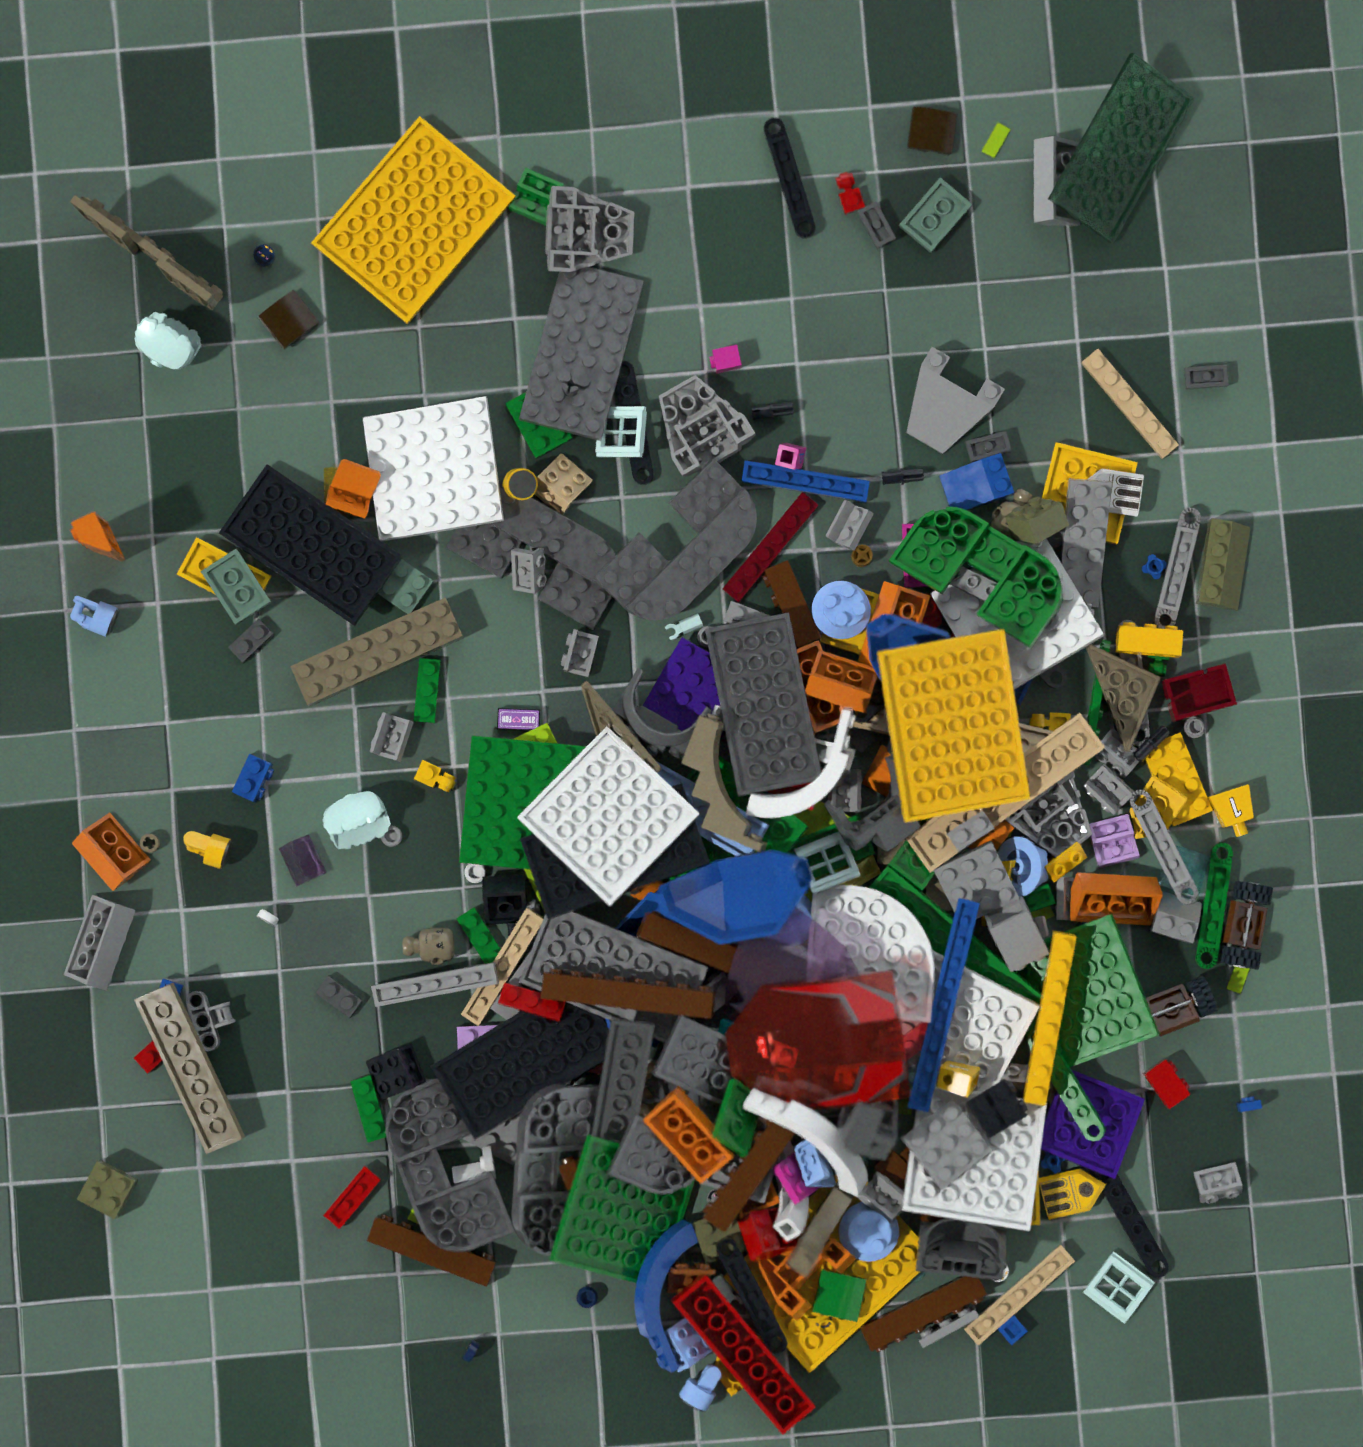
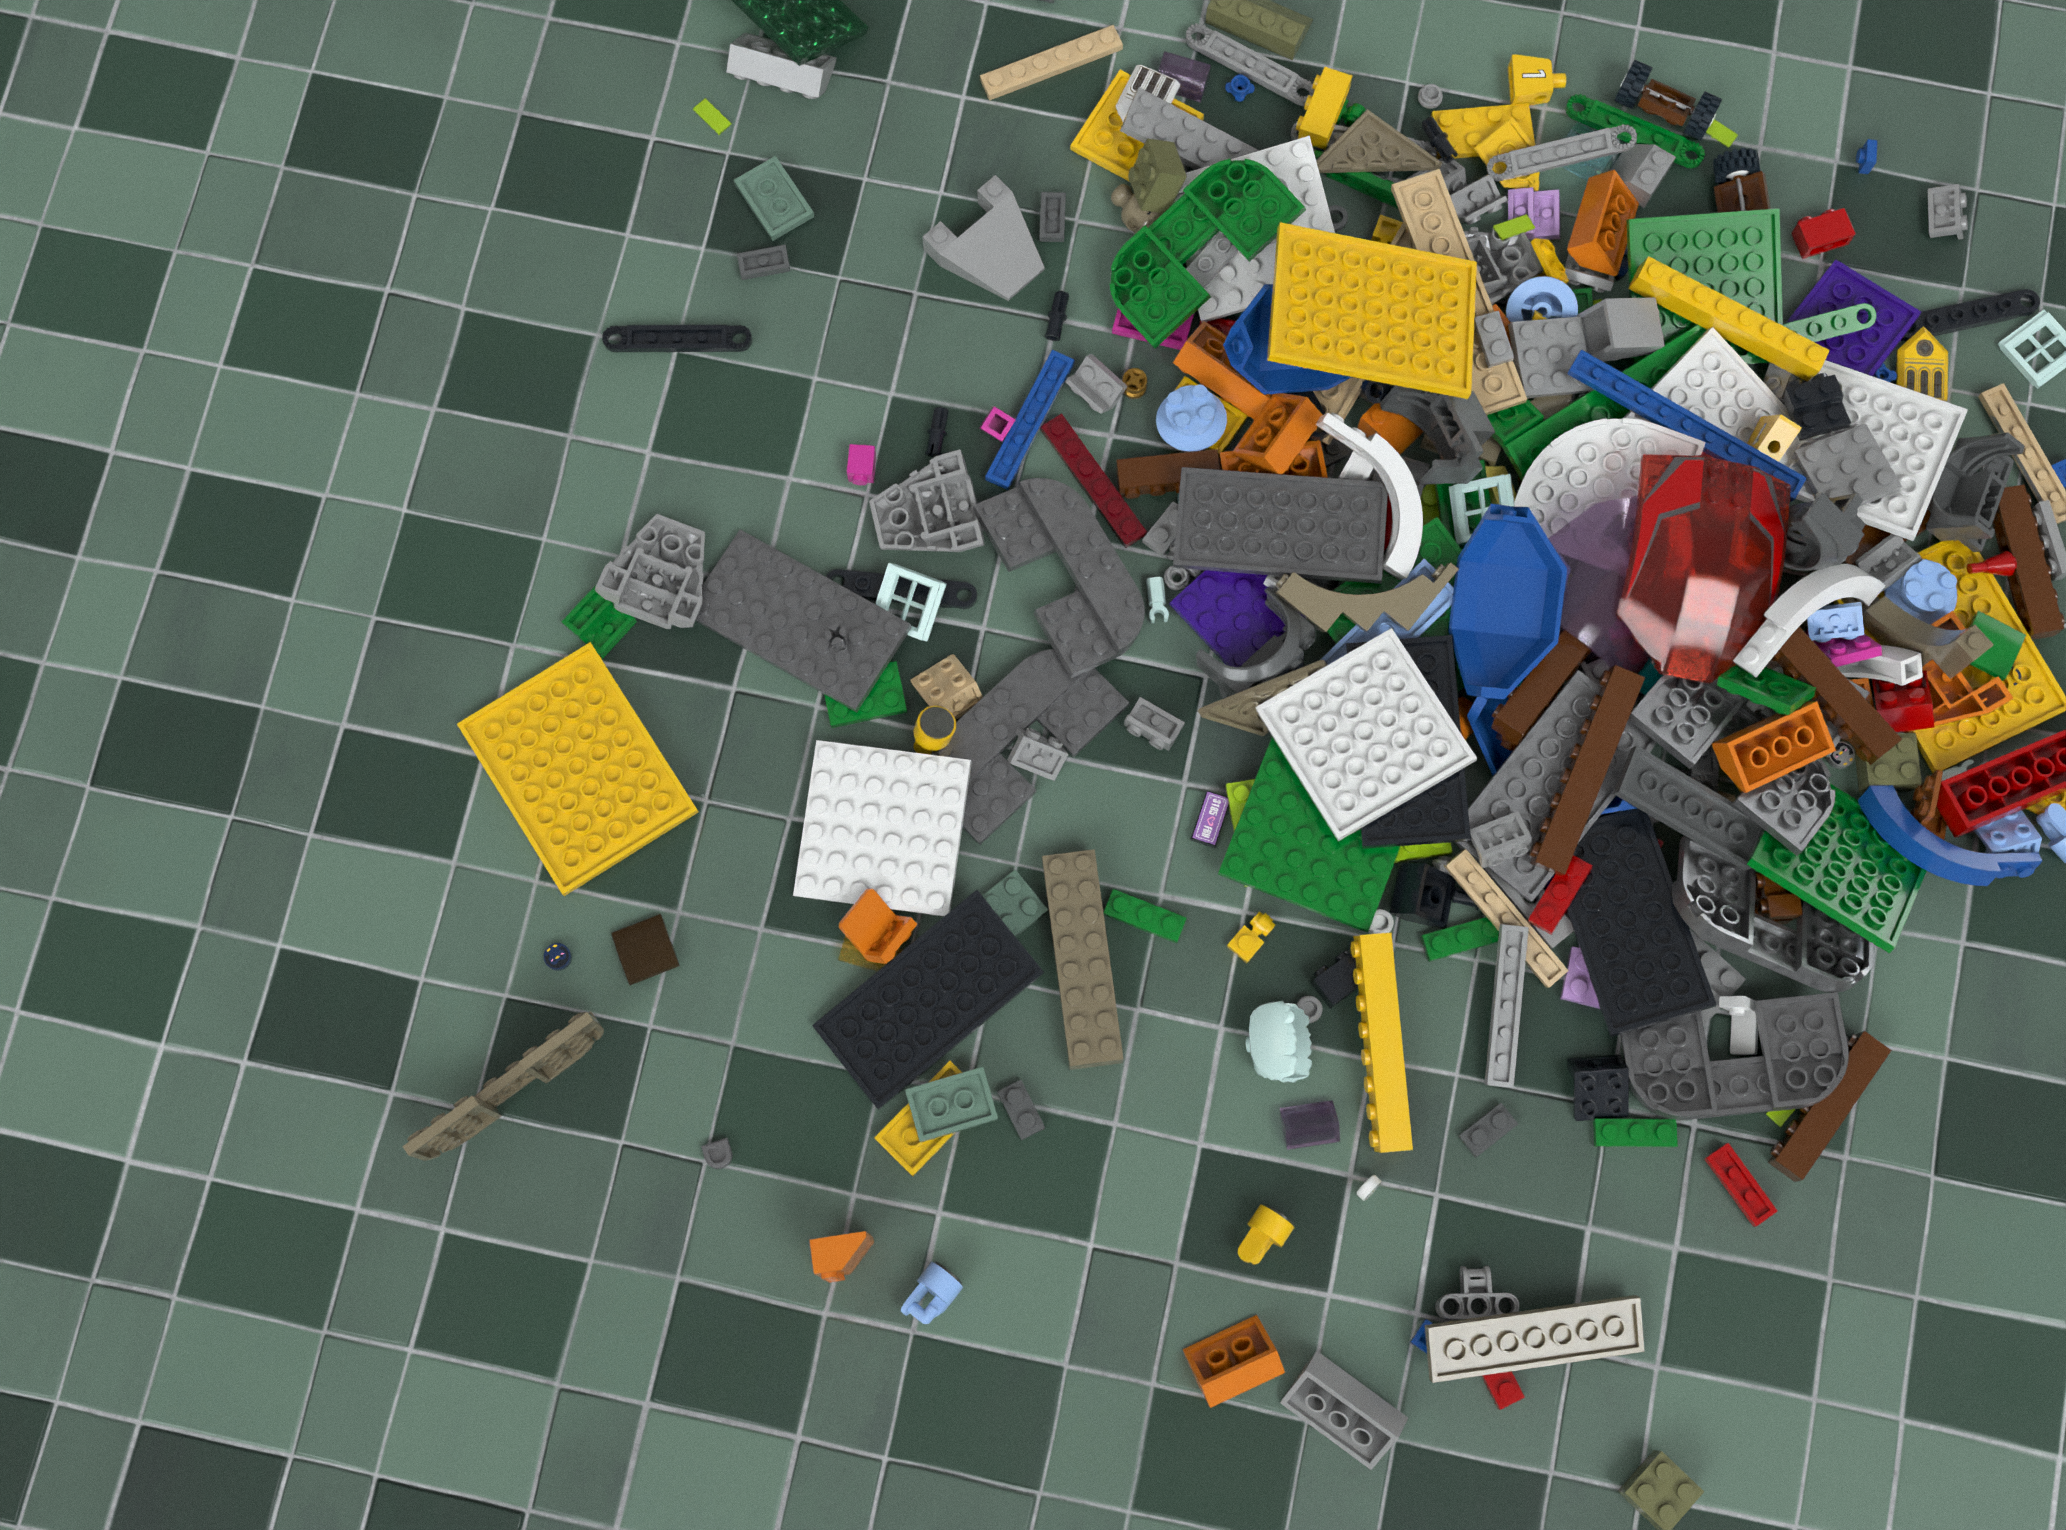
camera: 75 degrees left, 10 degrees down
(146, 848) = (1229, 1303): dark tan bush -> none
(152, 425) = (718, 1153): none -> flat silver tile
(167, 341) = (623, 1101): light aqua animal -> none
(252, 778) = (1192, 1156): blue bracket -> none
(377, 896) = (1382, 1043): none -> yellow brick
(391, 737) = (1189, 972): light grey bracket -> none
(421, 854) = (1337, 981): none -> black brick
(433, 944) = (1457, 996): dark tan piece -> none
(470, 1351) = (1962, 1095): dark blue tile -> none
(555, 943) = (1501, 839): none -> light grey bracket
(587, 1297) = (1925, 938): dark blue plate -> none
(751, 1295) = (1970, 742): black plate -> none
(850, 199) = (725, 282): red plate -> none
(911, 1289) = (2000, 564): none -> red cone
(932, 130) = (677, 175): dark brown slope -> none
(977, 483) = (1091, 238): blue slope -> none
(1091, 826) = (1514, 227): none -> lime window
(1148, 522) = (1189, 73): none -> clear purple brick
(1198, 693) = (1395, 76): dark red piece -> none

